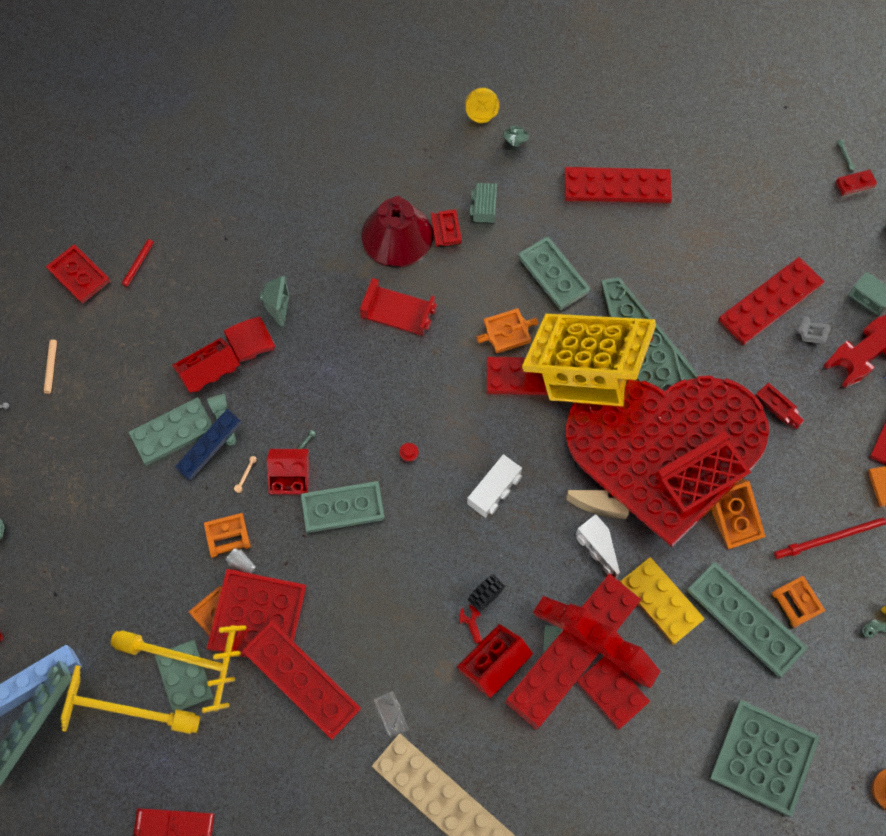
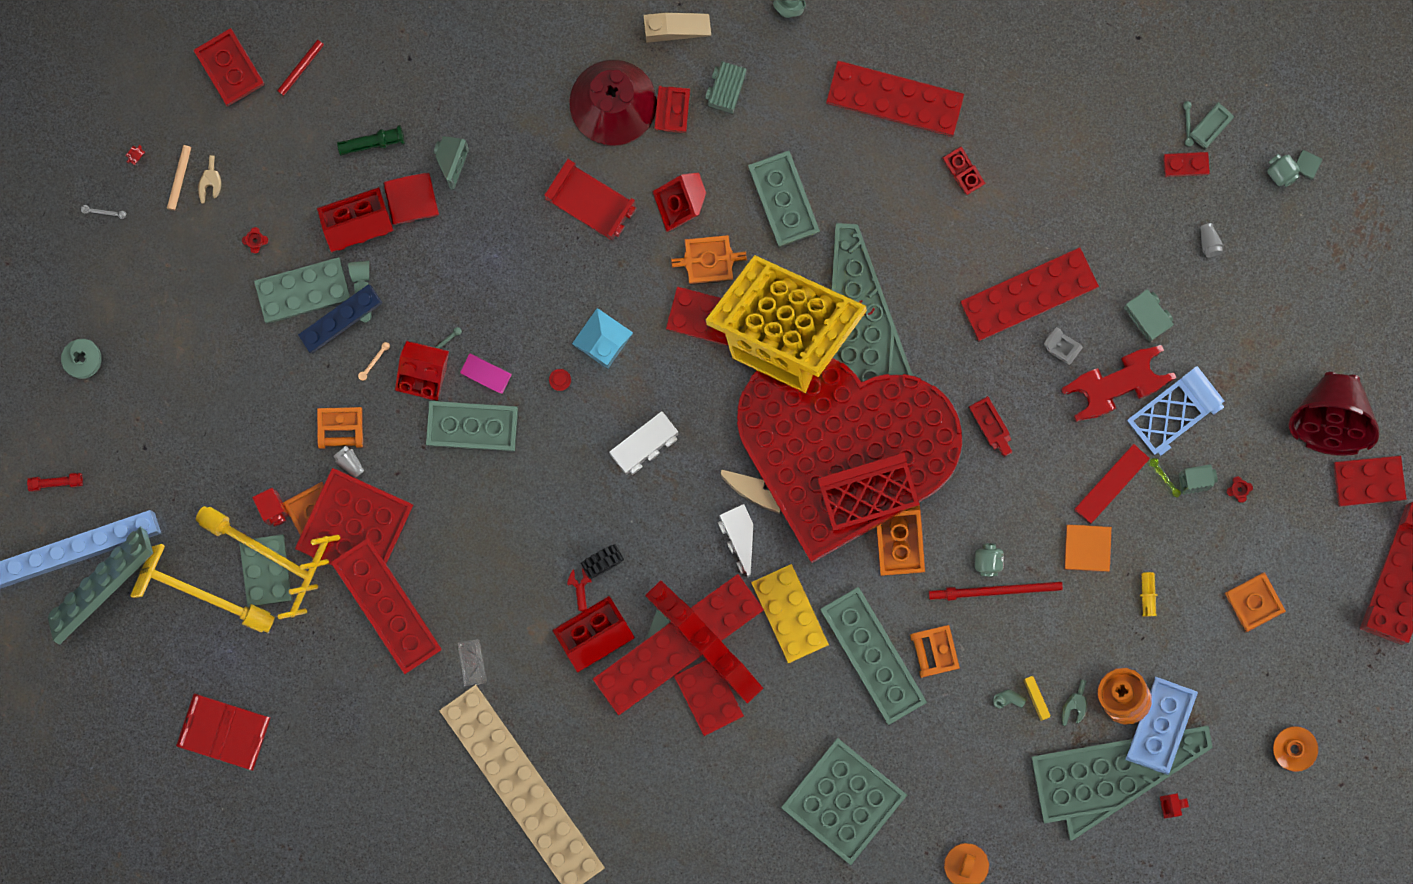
camera: 15 degrees right, 15 degrees up
(9, 356) = (134, 154): none -> red plate
(76, 361) = (209, 178): none -> tan hand
(123, 395) = (255, 246): none -> red plate
(177, 616) = (271, 507): none -> red brick
(215, 299) = (380, 139): none -> dark green pin
(344, 460) = (485, 373): none -> dark pink slope
(431, 169) = (676, 26): none -> tan slope
(435, 412) = (602, 338): none -> medium azure slope
(470, 290) = (680, 199): none -> red slope
(687, 223) = (963, 170): none -> red slope
(817, 512) = (989, 560): none -> sand green head
(864, 151) = (1211, 125): none -> sand green tile

